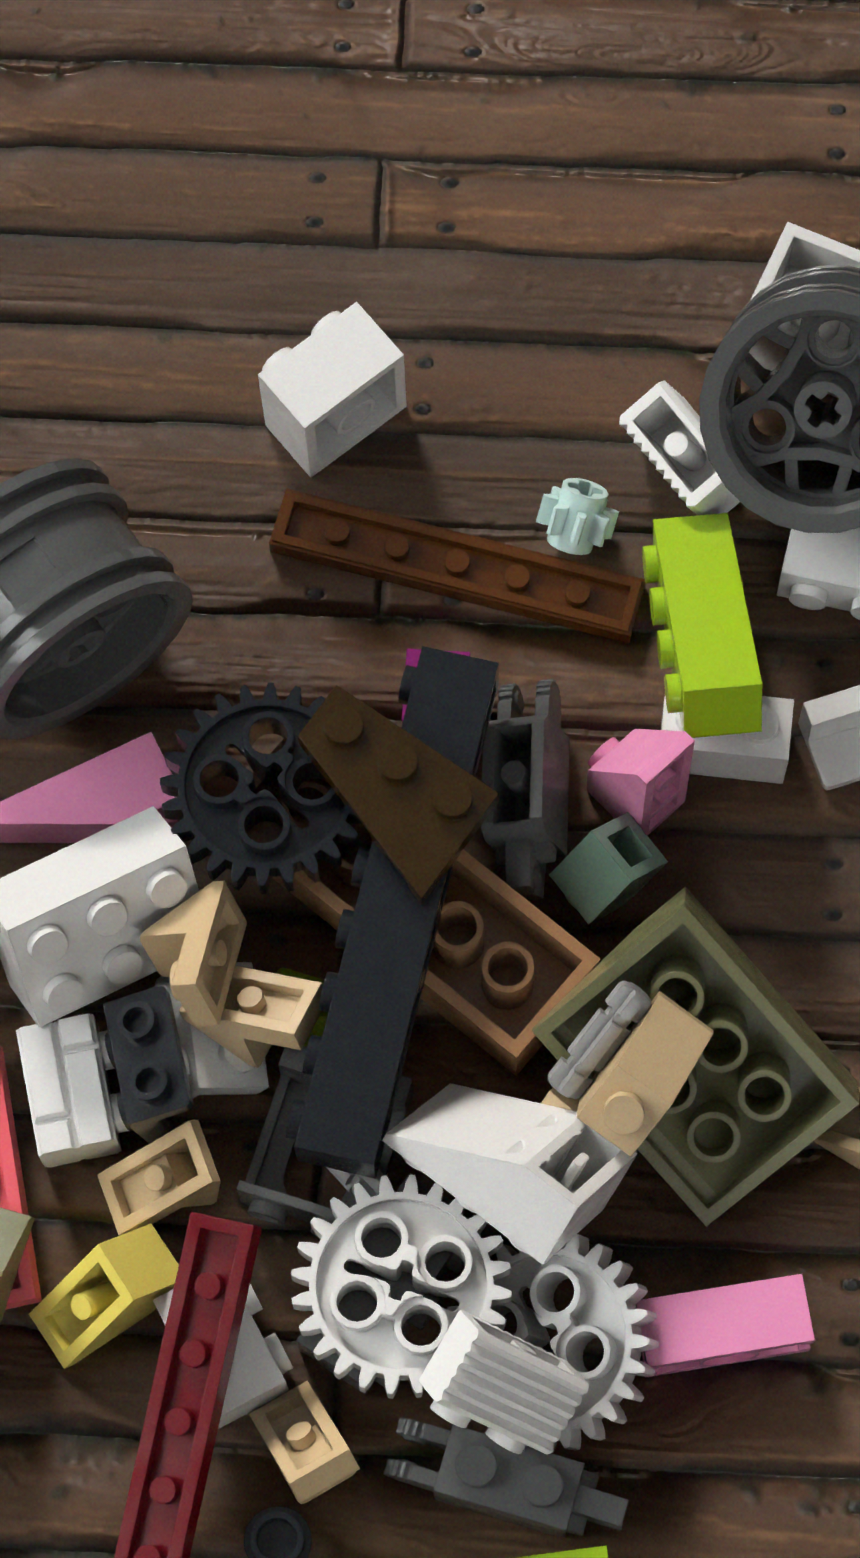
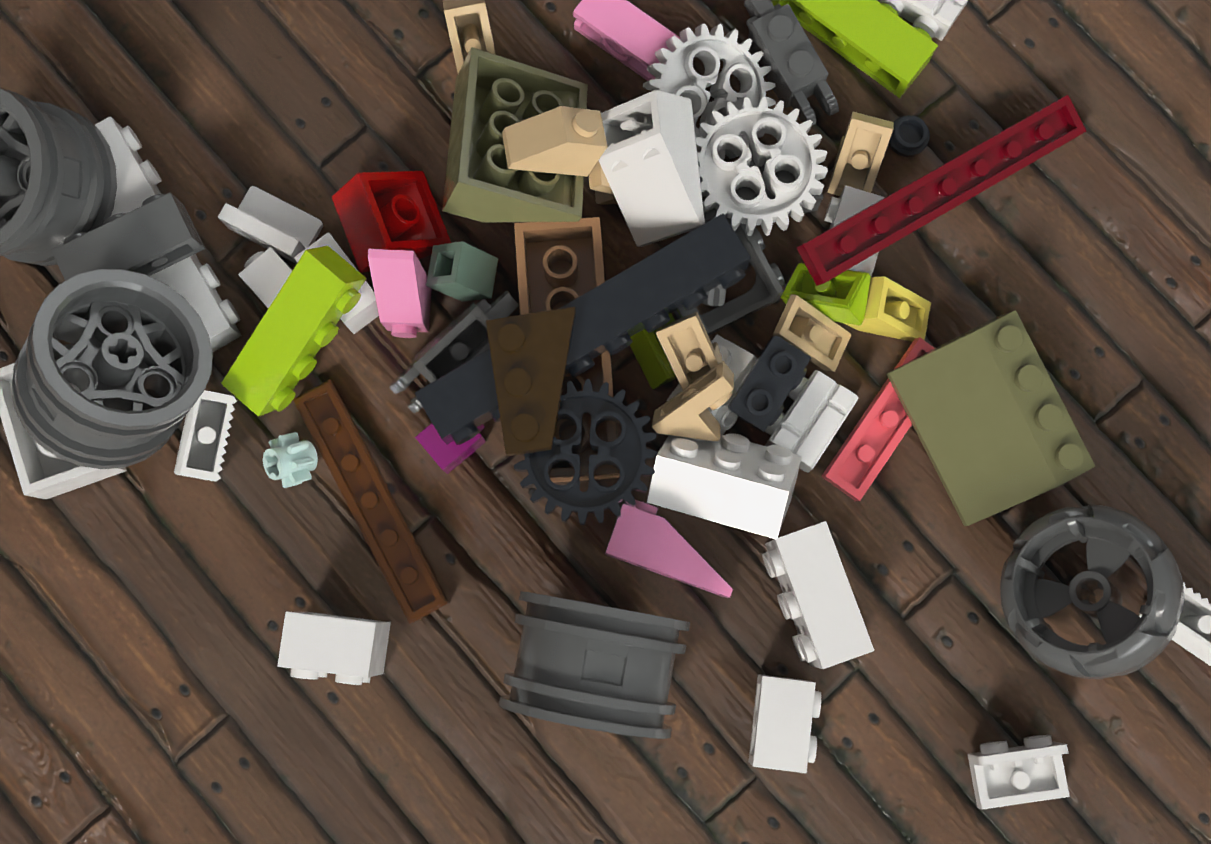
camera: 135 degrees left, 10 degrees up
(157, 1237) = (840, 299): none -> lime slope
(502, 1384) = (759, 72): white brick -> none
(599, 1039) = (557, 176): light grey axle -> none
(750, 854) = (389, 214): none -> red slope
(799, 664) = (265, 275): none -> white brick

